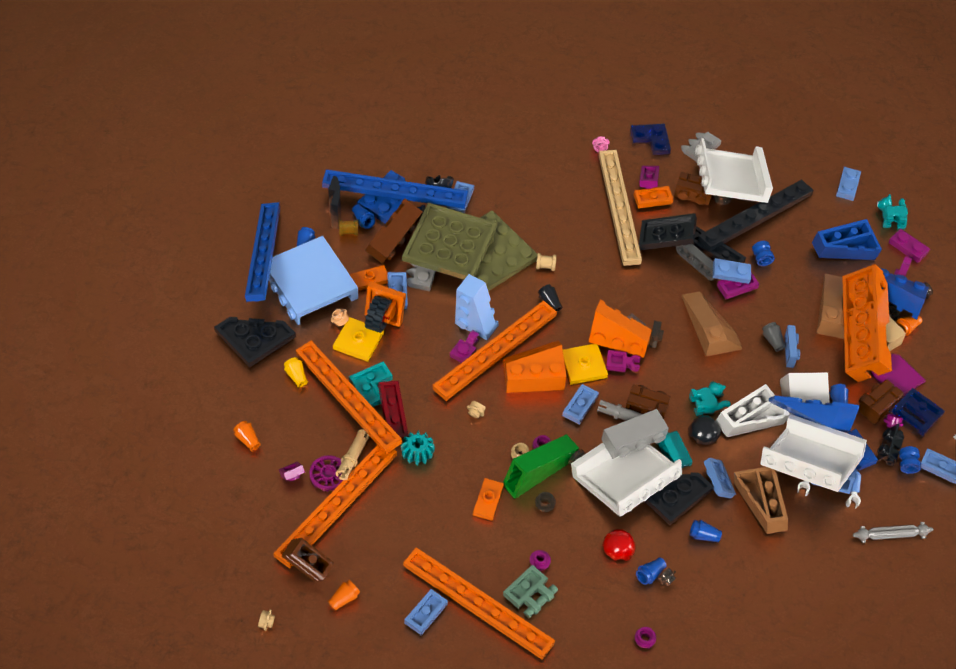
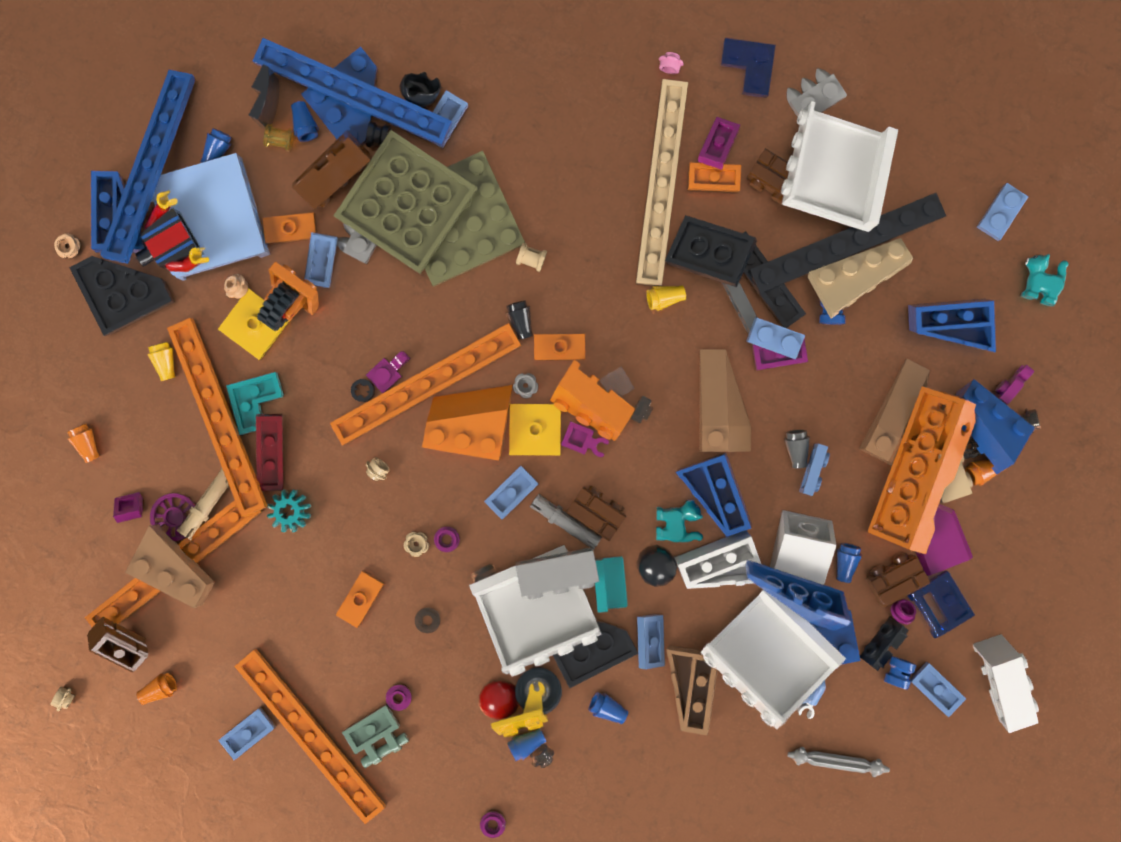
camera: 20 degrees right, 35 degrees up
(208, 313) = (60, 245): none -> light nougat plate
(235, 279) = (105, 197): none -> blue wedge
(290, 286) = (169, 239): none -> torso
(338, 497) = (169, 569): none -> medium nougat wedge
(450, 358) = (361, 398): none -> black bush
(473, 308) = (405, 324): light blue wedge -> none
(538, 465) = (435, 572): green slope -> none
(567, 333) = (532, 385): none -> light grey plate
(580, 311) = (559, 346): none -> orange plate
(645, 267) = (665, 296): none -> yellow cone
(645, 543) = (538, 694): none -> plate
(729, 368) = (718, 492): none -> blue wedge
(768, 229) = (850, 278): none -> tan wing
(909, 245) = (1043, 339): magenta plate -> none

